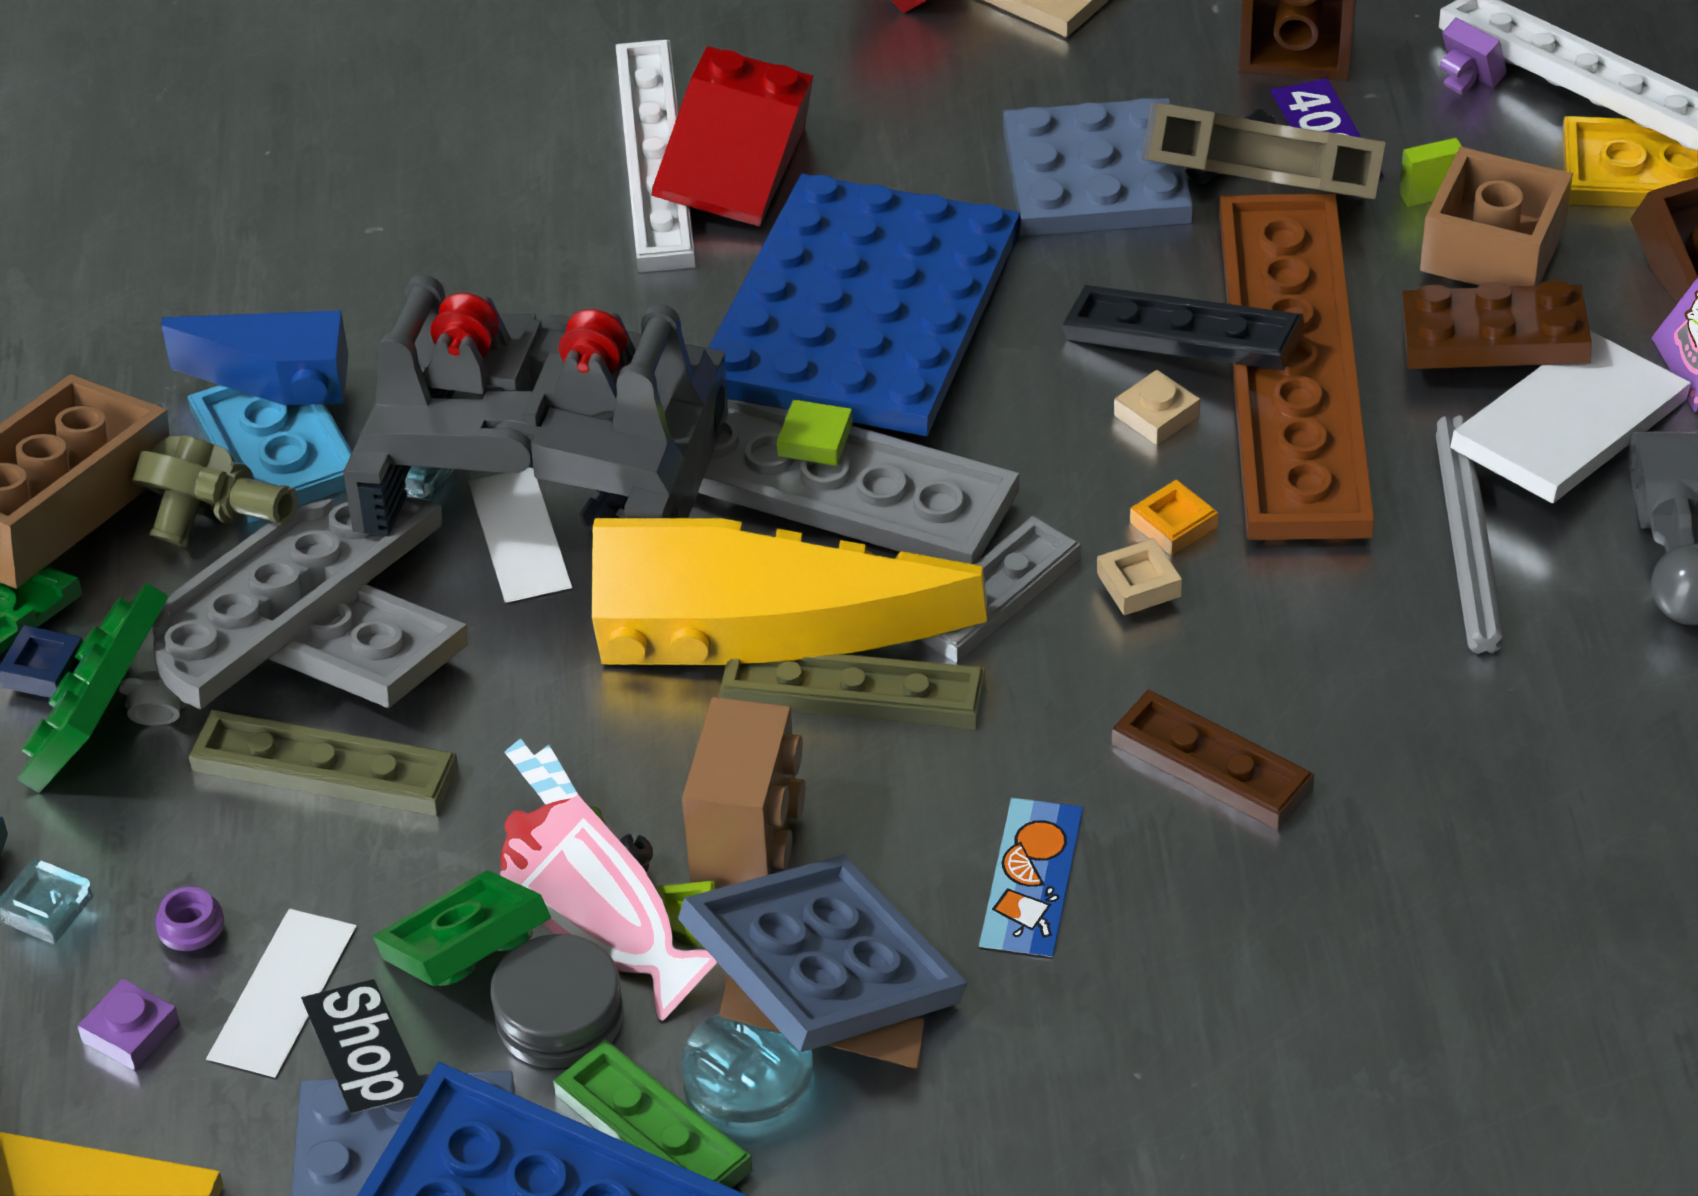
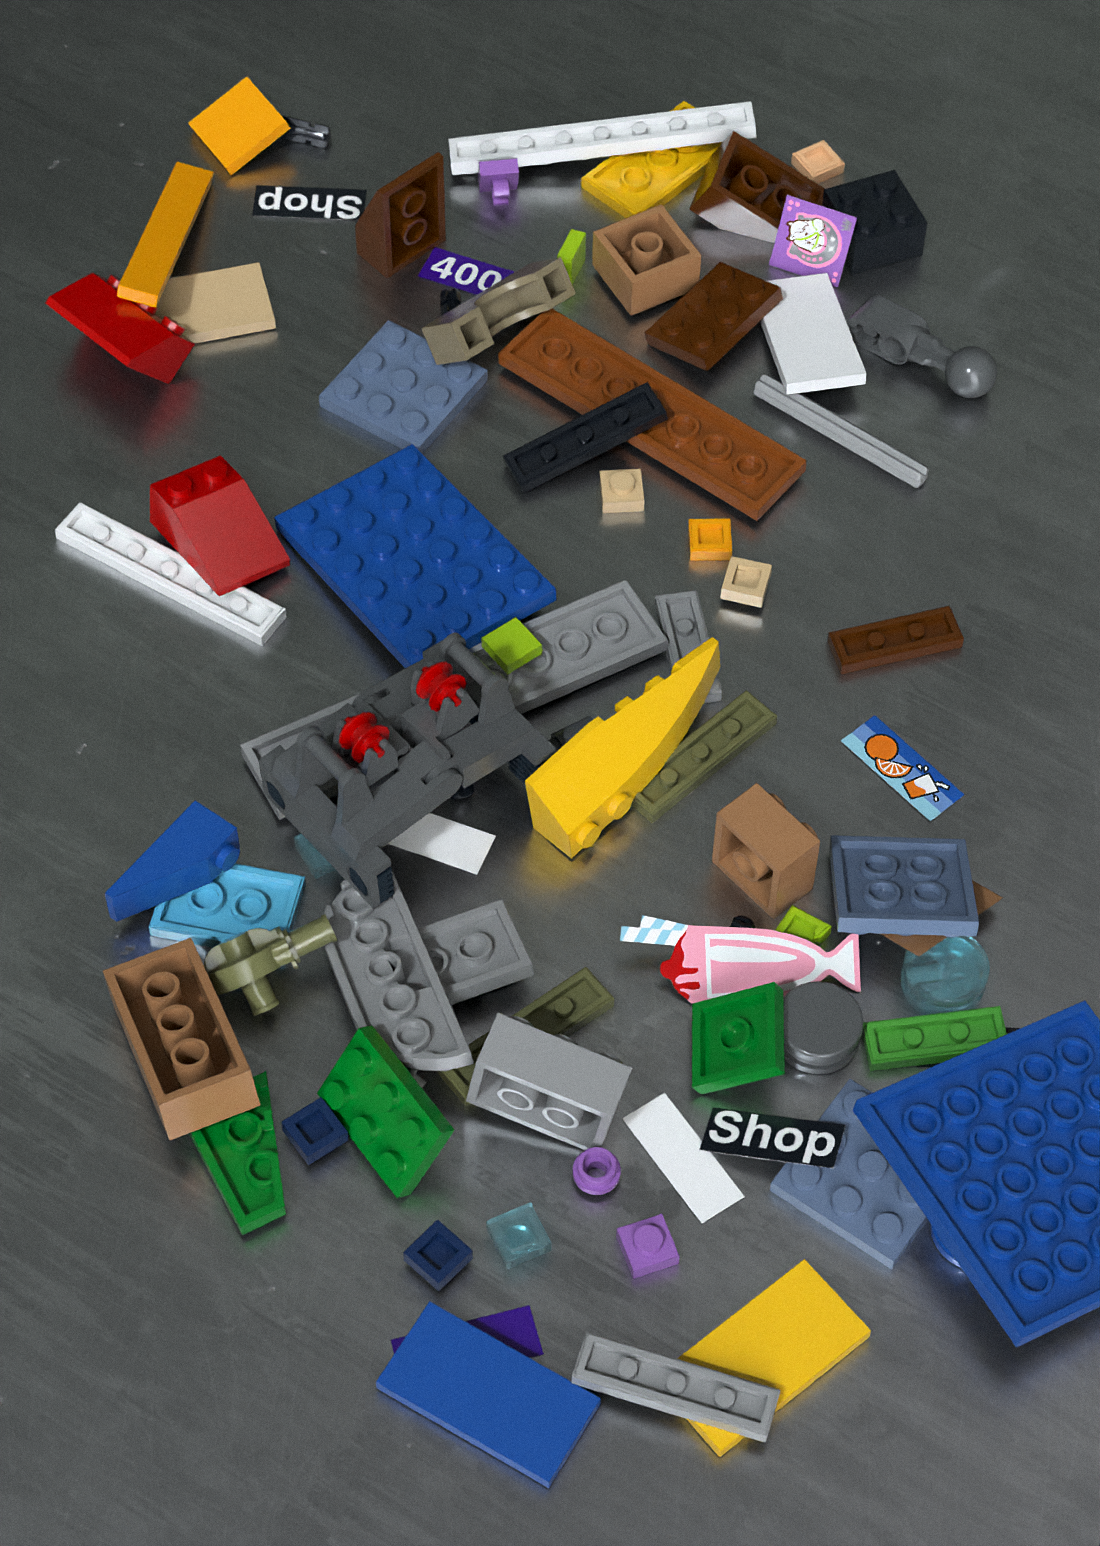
camera: 55 degrees left, 10 degrees up
(238, 788) = (548, 1082): none -> light grey brick

